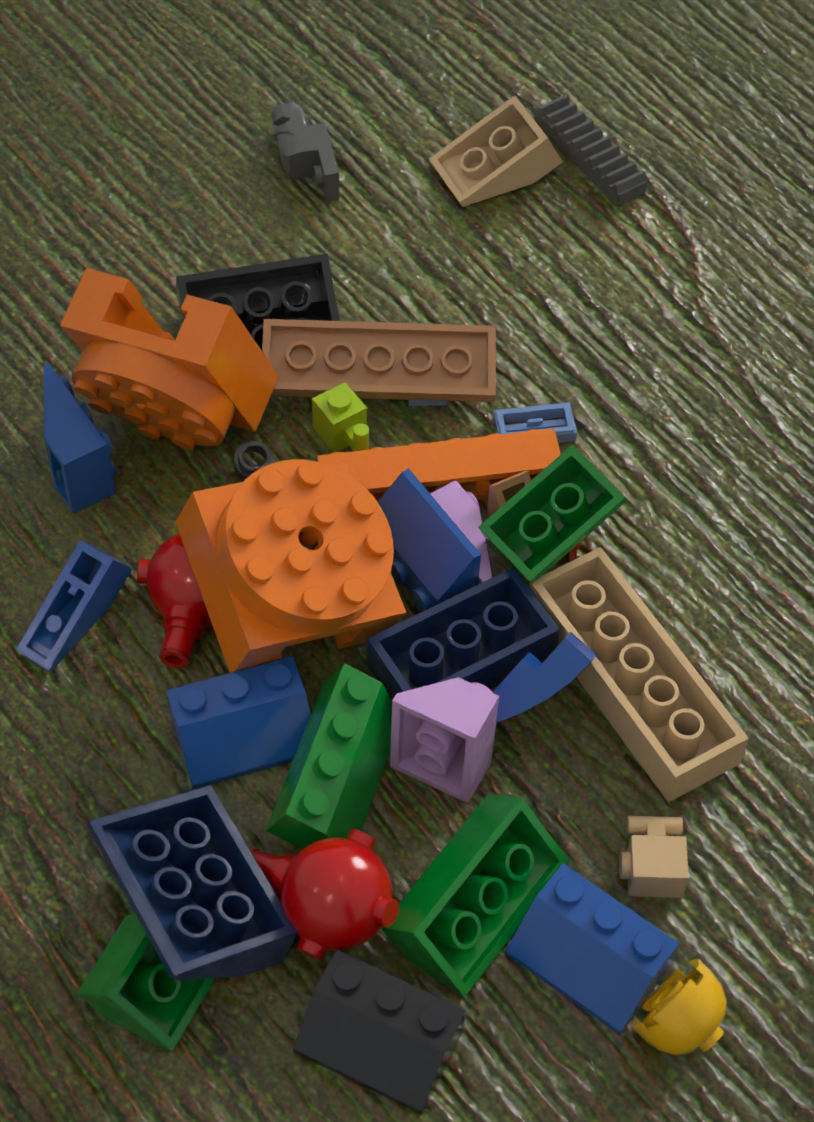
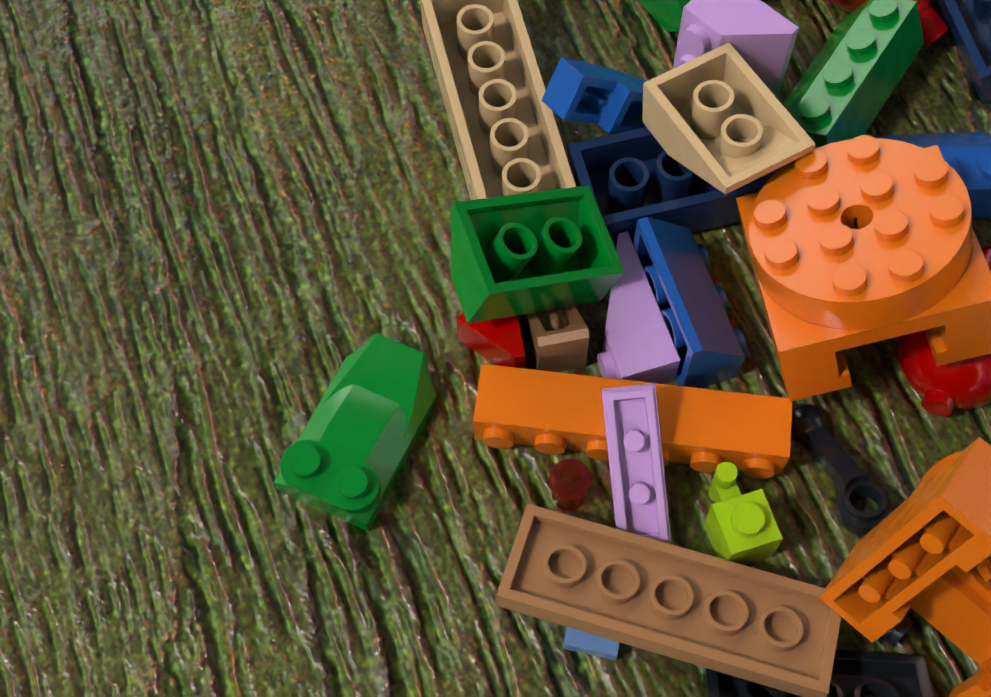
camera: 160 degrees left, 10 degrees up
(427, 429) = (636, 461): none -> lavender tile
(433, 620) = (722, 120): none -> tan slope
(470, 414) = (569, 483): none -> clear red pin
(564, 428) = (476, 493): medium blue tile -> none
(635, 422) = (360, 432): none -> green slope

